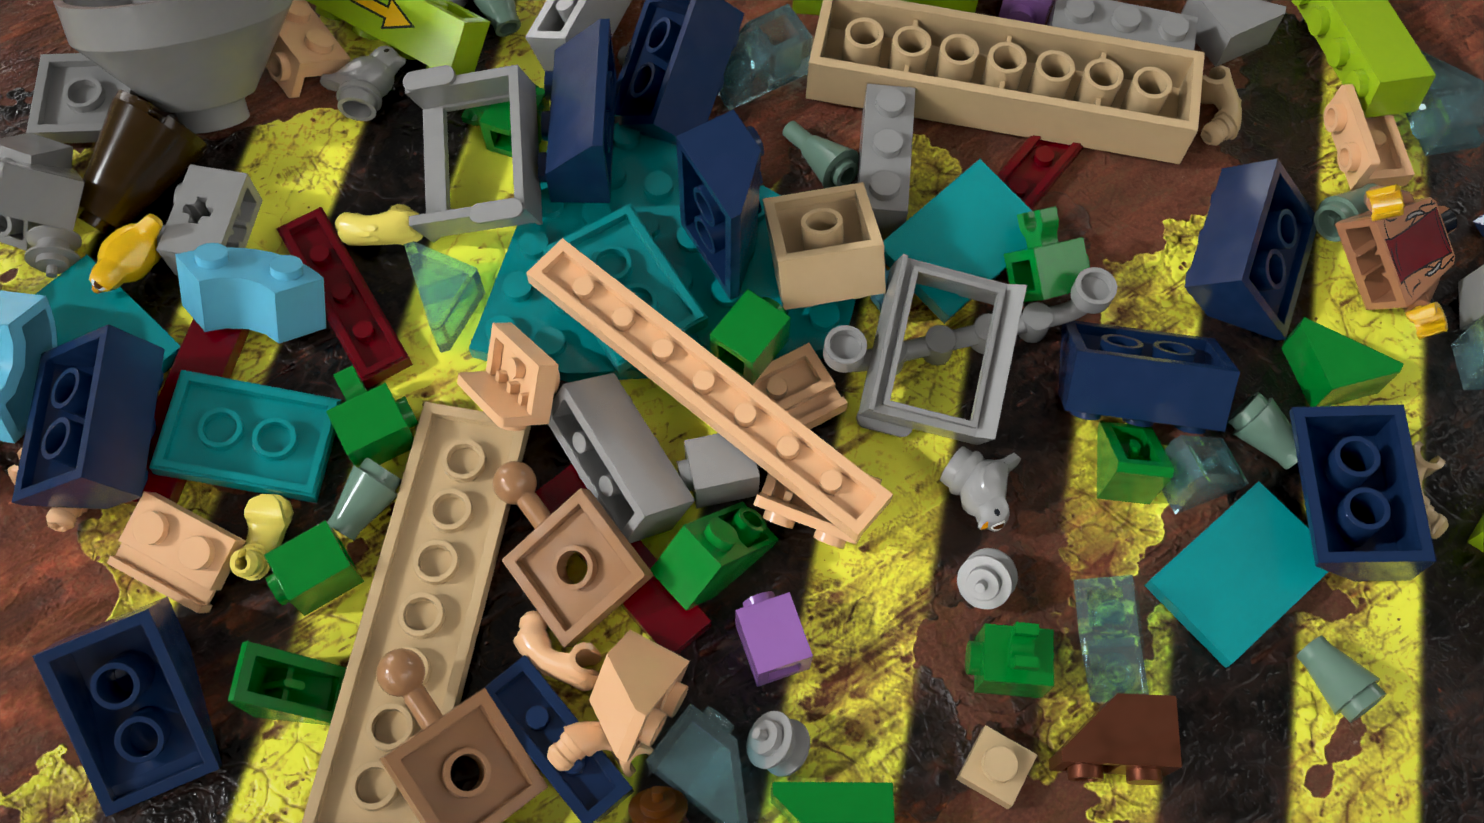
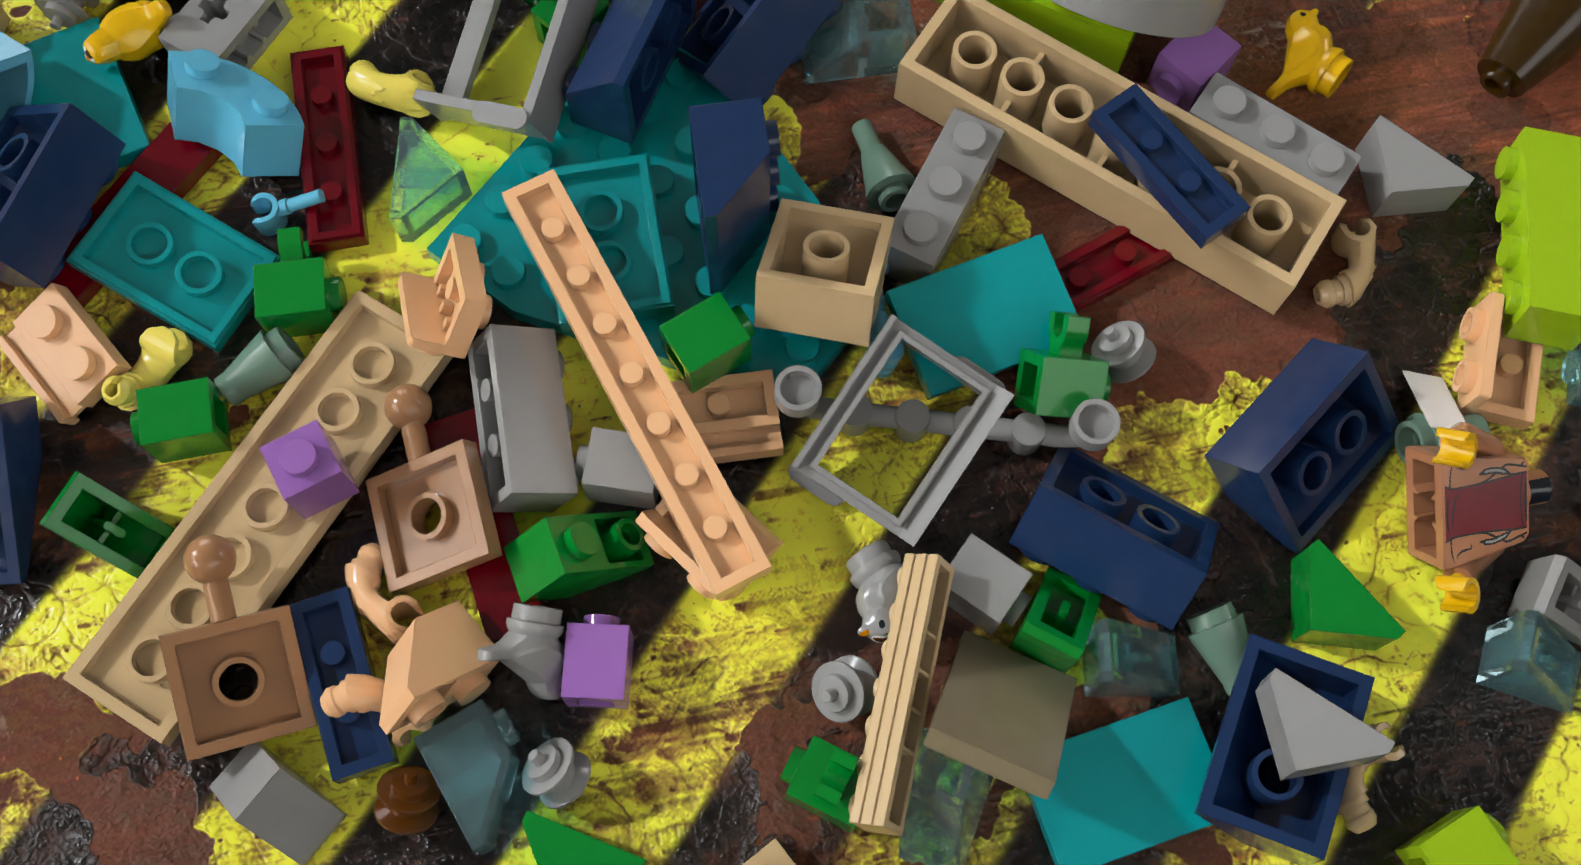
camera: 20 degrees right, 5 degrees up
(322, 374) = (280, 209): none -> medium azure hand
(455, 563) = (309, 469): none -> medium lavender brick
(714, 645) = (532, 648): none -> light grey animal
(1044, 561) = (901, 695): none -> tan piece
(1060, 453) = (987, 586): none -> light grey brick
(1061, 68) = (1168, 165): none -> dark blue plate
(1085, 222) = (1126, 351): none -> light grey wheel
(1132, 546) = (1003, 715): none -> dark tan tile
(1334, 184) = (1434, 399): none -> white sticker
(1381, 460) = (1311, 732): none -> light grey slope

